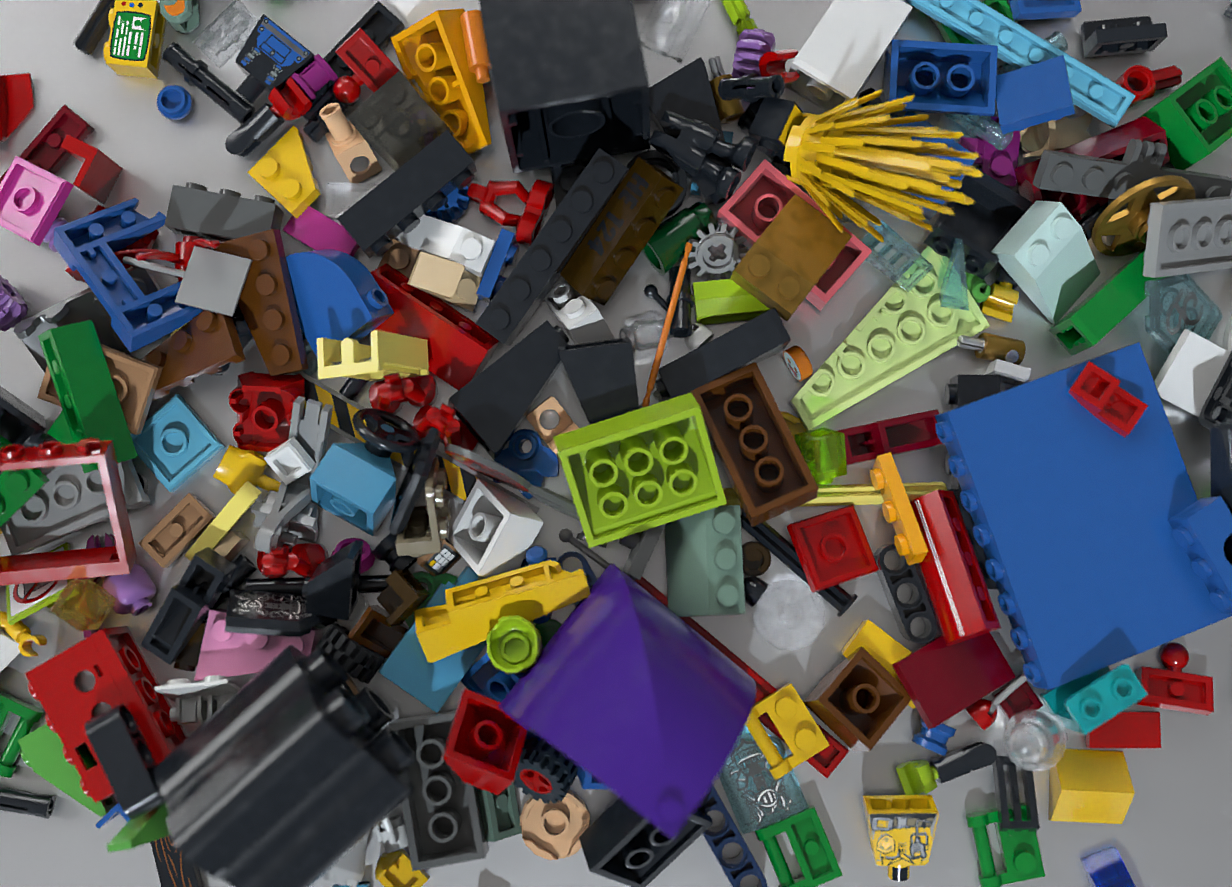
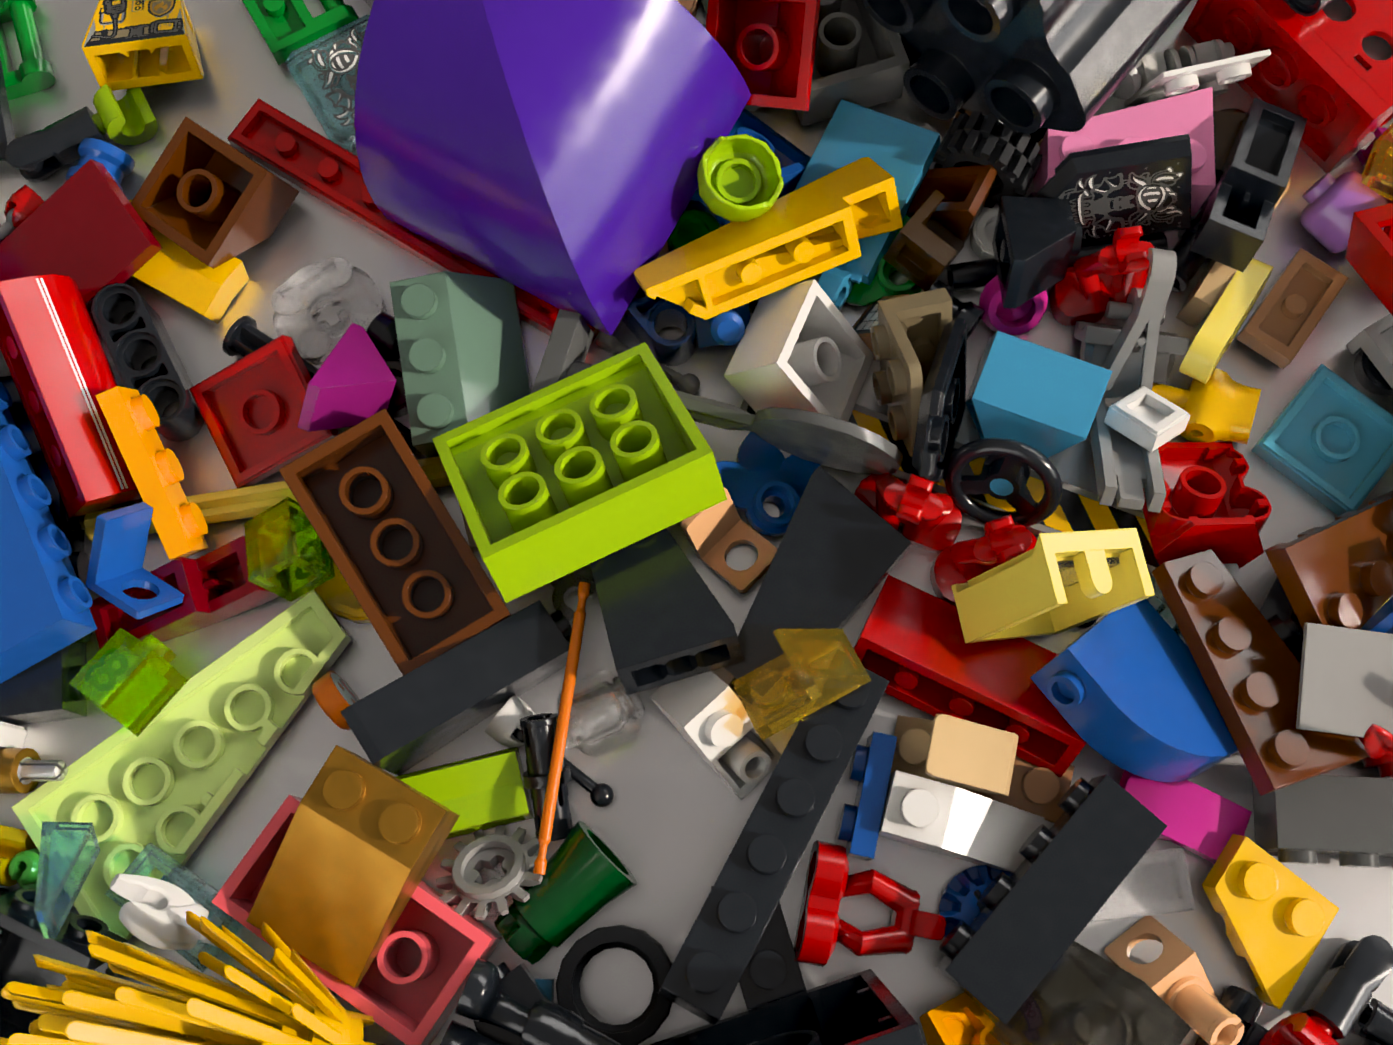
camera: 170 degrees right, 10 degrees down
(525, 327) = (809, 675): none -> clear yellow slope
(621, 231) = (658, 880): dark brown brick -> none
(774, 551) = (347, 385): none -> magenta slope
(794, 726) = (308, 153): yellow plate -> none
(896, 247) = (158, 912): none -> white hand
(918, 387) = (130, 679): none -> clear neon green brick
(919, 450) = (119, 559): none -> blue bracket

